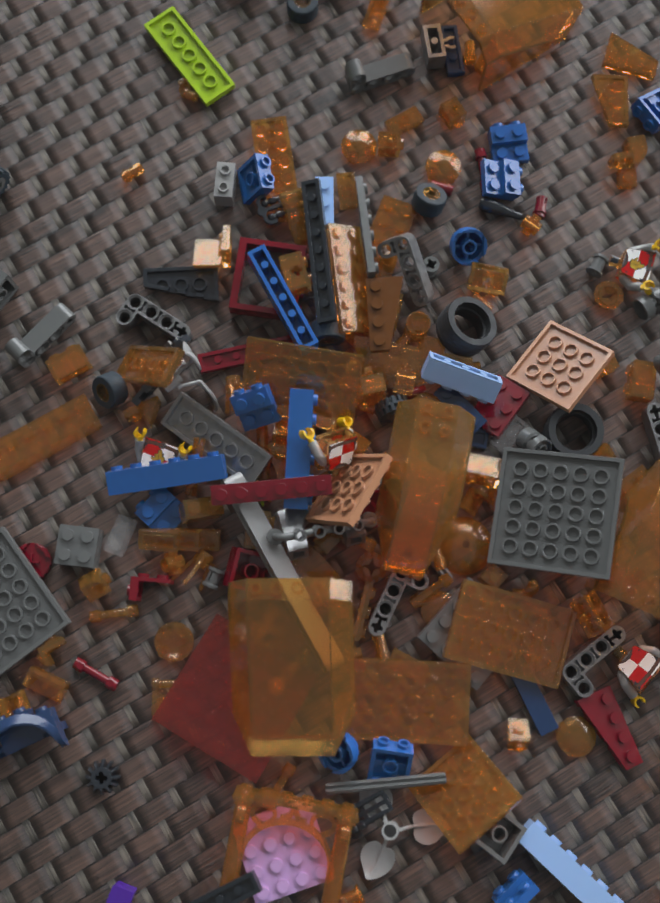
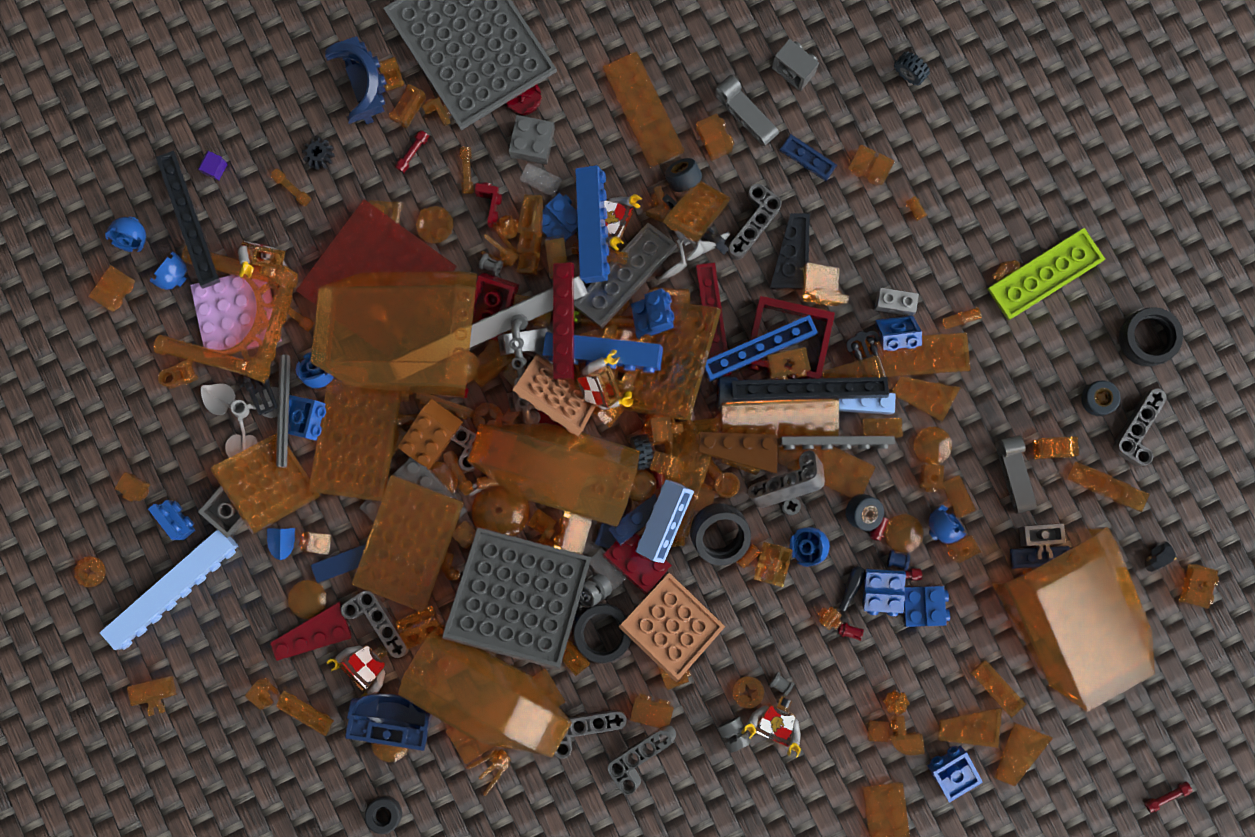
camera: 105 degrees right, 5 degrees up
(86, 275) = (808, 157): none -> dark blue tile
(92, 218) = (869, 166): none -> clear orange piece
(93, 591) = (494, 153): clear orange brick -> none
(131, 817) = (301, 197): none -> clear orange bar
(221, 828) = (258, 255): none -> torso
(236, 126) = (961, 318): none -> clear orange axle
(313, 152) = (926, 396): none -> clear orange wing
(351, 39) = (1055, 447): none -> clear orange brick
(397, 620) = (430, 434): none -> dark orange brick
(434, 129) = (945, 526): none -> blue cylinder
(469, 169) = (898, 560): none -> dark blue bush
(522, 771) = (280, 542): none -> blue brick
(574, 79) = (998, 688): none -> clear orange plate
(598, 167) = (896, 702): none -> clear orange gear

